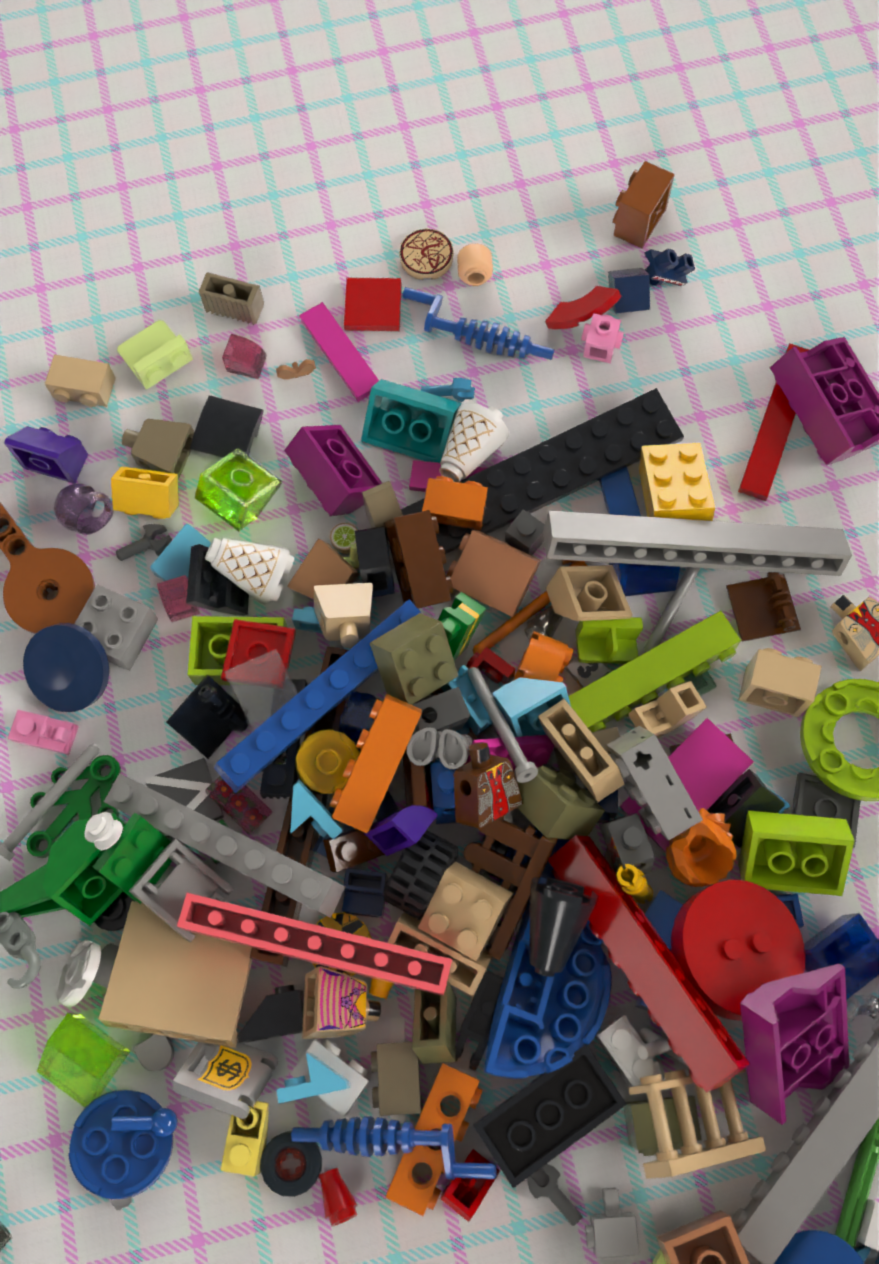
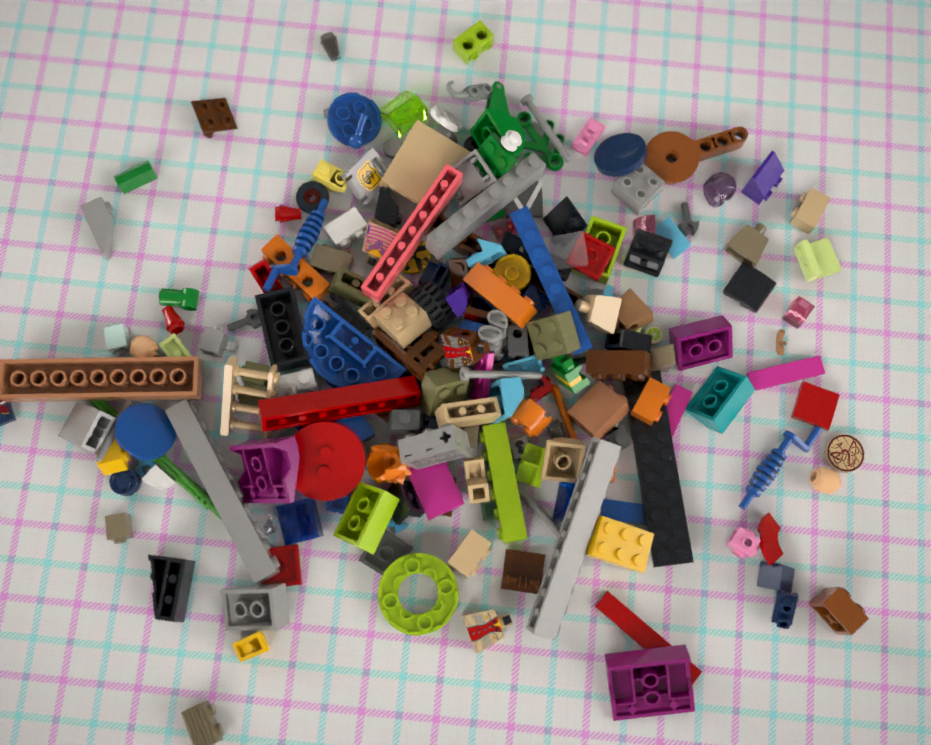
camera: 100 degrees right, 5 degrees up
(145, 492) = (719, 226): yellow brick -> none
(231, 298) = (842, 315): dark tan brick -> none
(236, 489) = (705, 280): clear neon green slope -> none
(251, 566) = (648, 270): white cone -> none
(322, 1079) = (345, 217): medium azure slope -> none
(459, 389) = (734, 436): dark azure bar -> none
(472, 439) = (691, 428): white cone -> none
(556, 922) = (378, 362): black cone -> none
(634, 883) = (382, 415): yellow pin -> none

